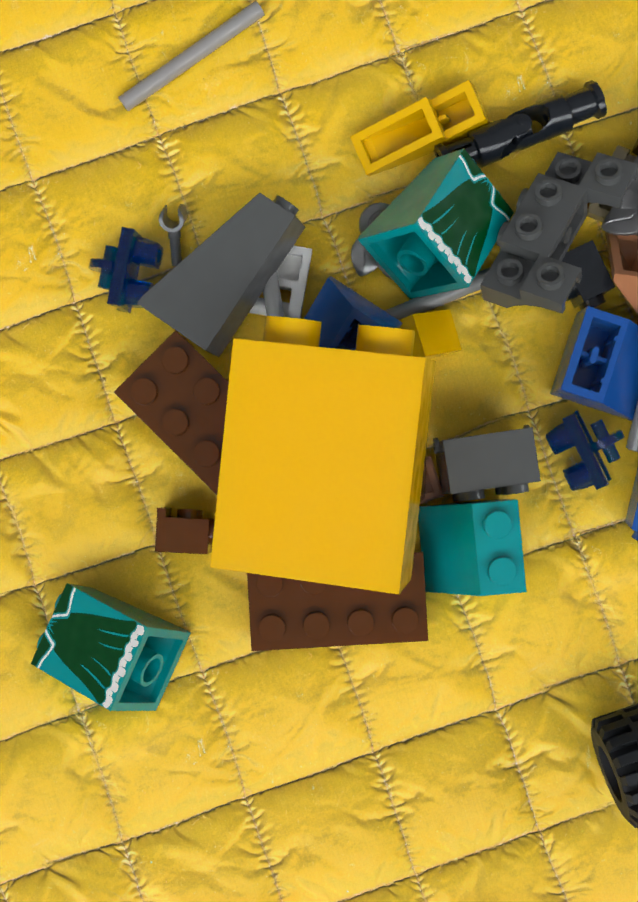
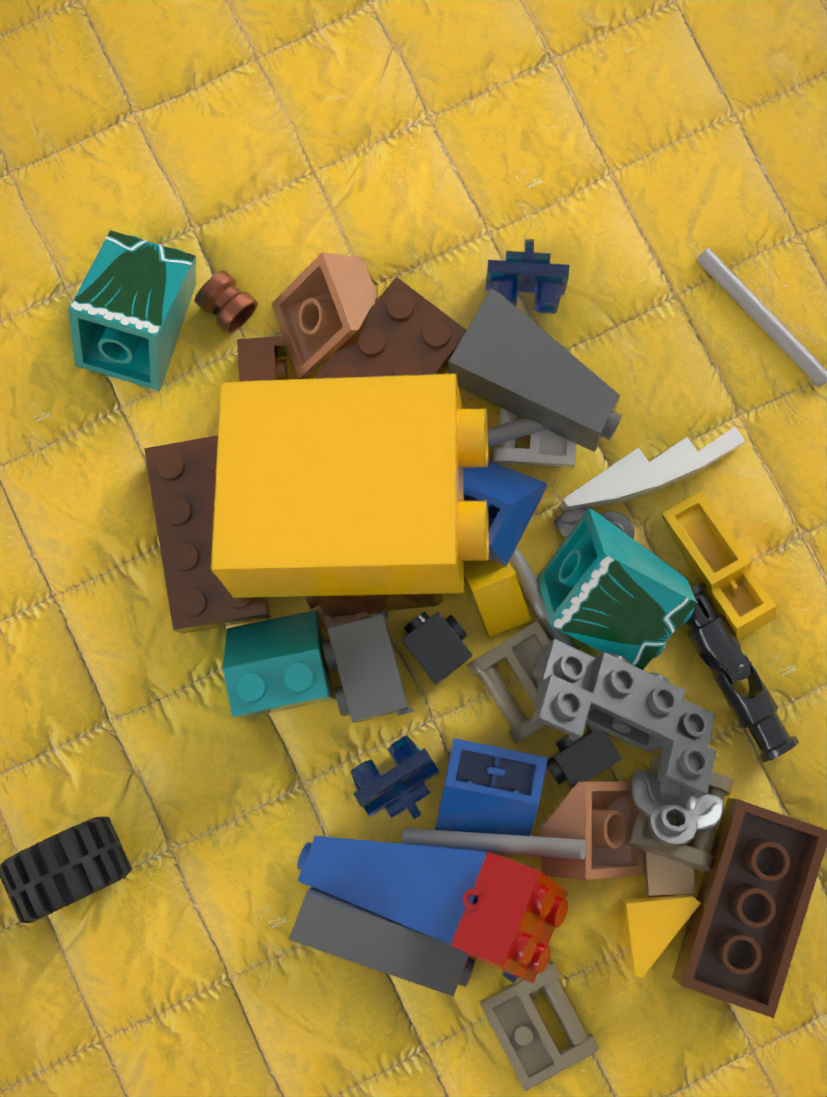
camera: 85 degrees right, 5 degrees down
(112, 560) = (223, 299): none -> copper wheel
(135, 465) = (323, 309): none -> nougat slope
(173, 229) = (578, 320): dark grey hand -> none
(329, 192) = (637, 476): none -> white slope
(466, 397) = (436, 644): none -> black brick
(483, 318) = (522, 655): none -> dark tan plate

